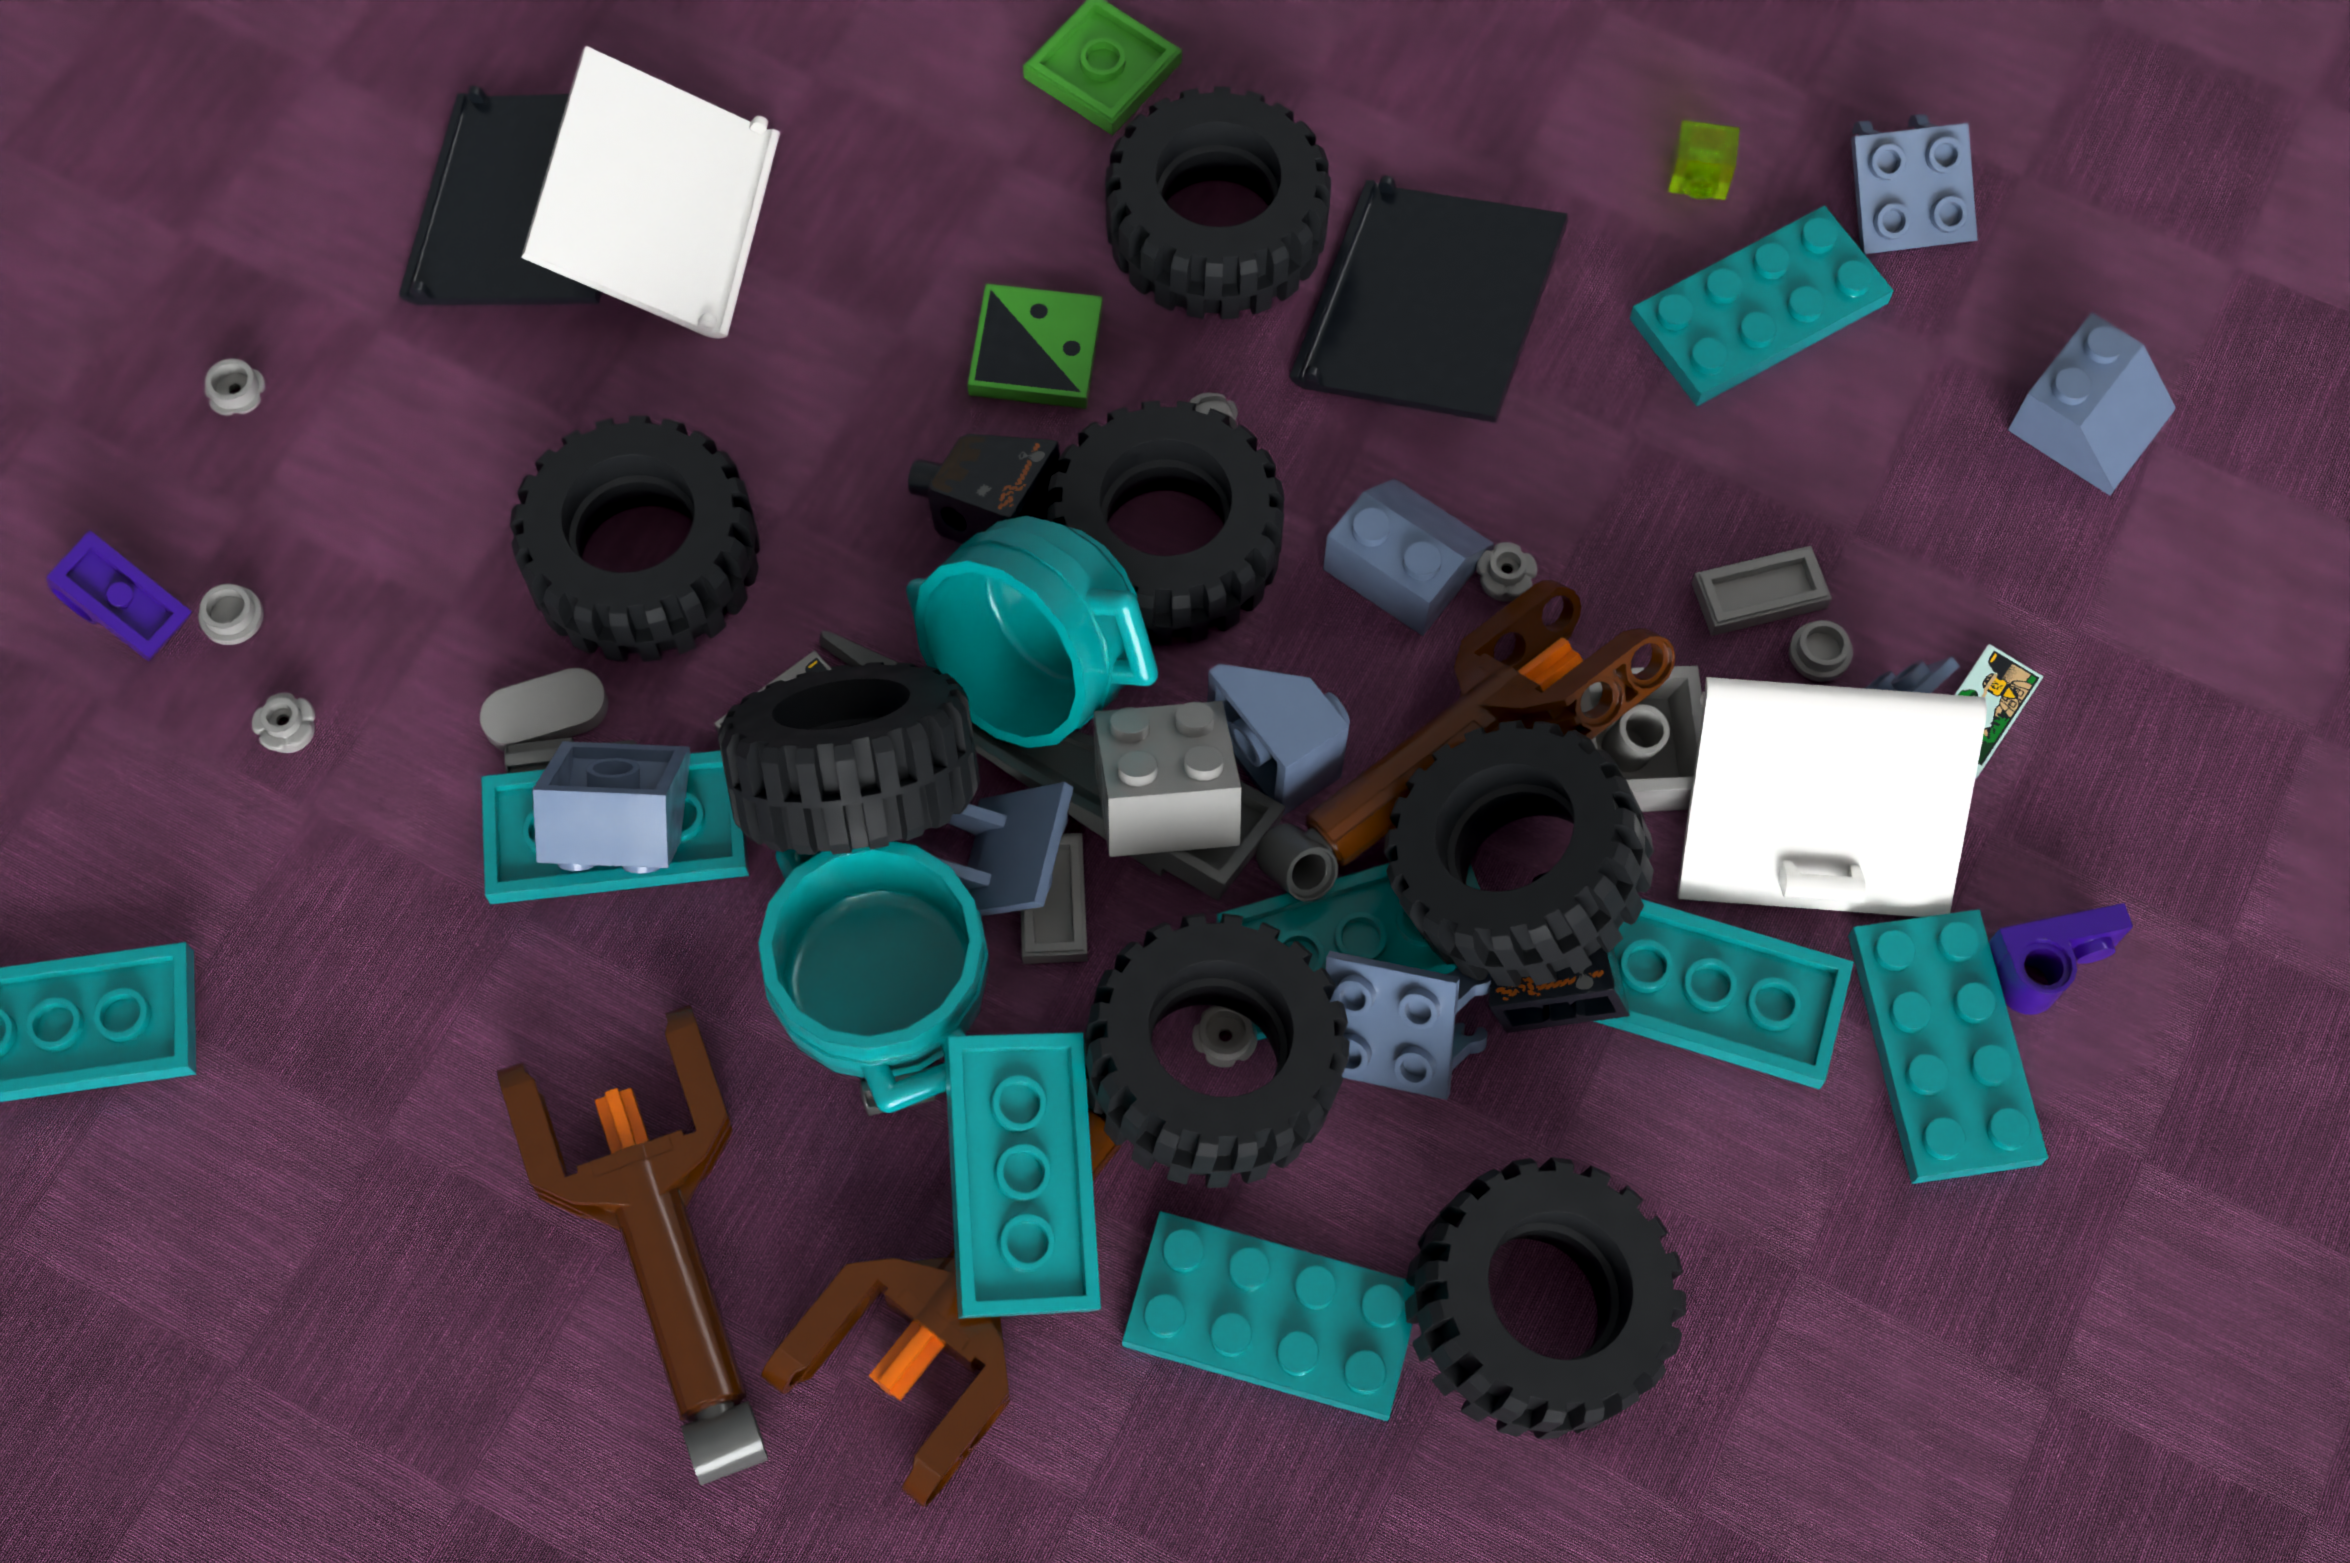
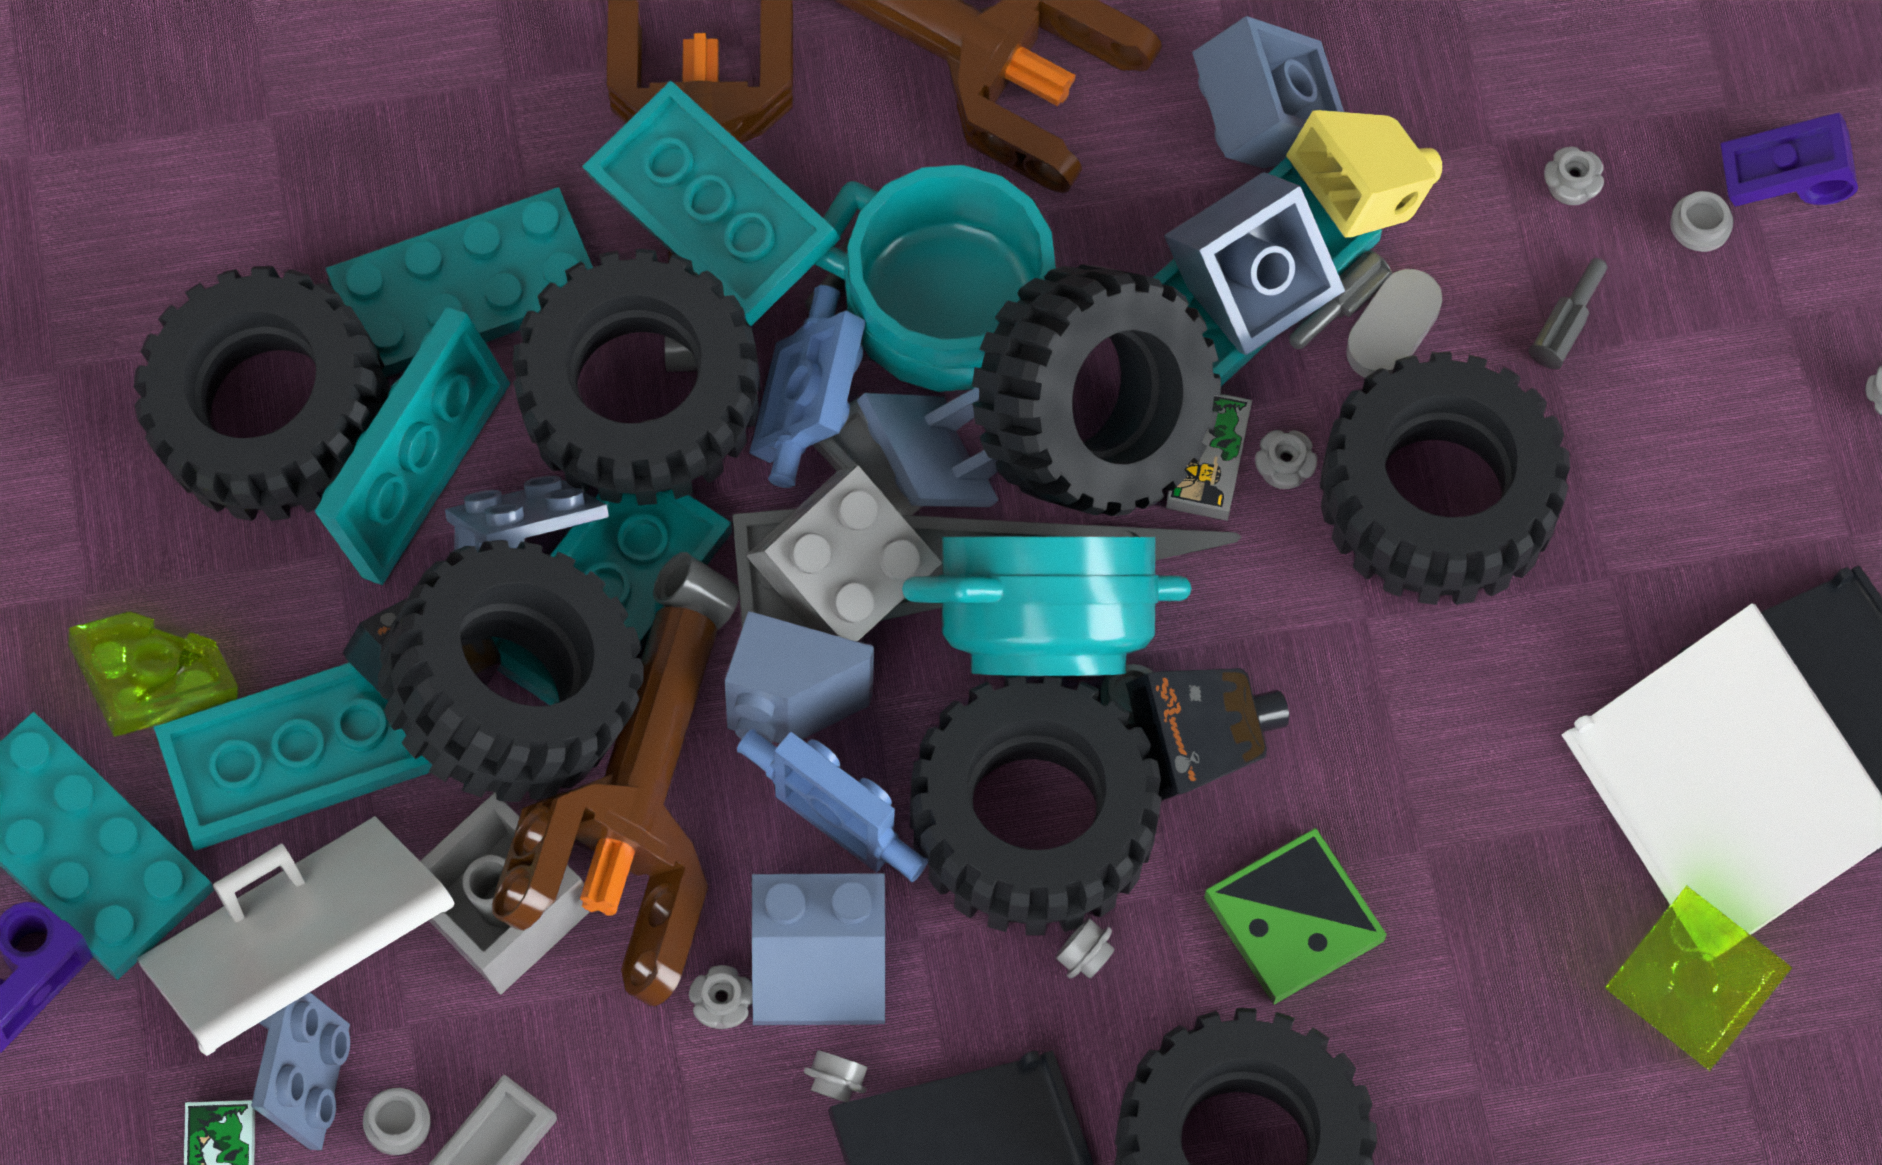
camera: 140 degrees right, 0 degrees up
(409, 615) = (1567, 319): none -> dark grey axle
(450, 816) = (1363, 169): none -> light yellow torso
(454, 960) = (1263, 88): none -> sand blue slope
(735, 678) = (1281, 473): none -> light grey plate
(801, 110) = (1698, 978): none -> clear neon green plate
(1057, 960) = (808, 386): none -> medium blue plate
(1317, 614) = (834, 802): none -> medium blue plate
(1421, 1168) = (413, 446): none -> teal plate
(1463, 458) = (836, 1076): none -> light grey plate
(1797, 1137) = (149, 674): none -> clear neon green plate

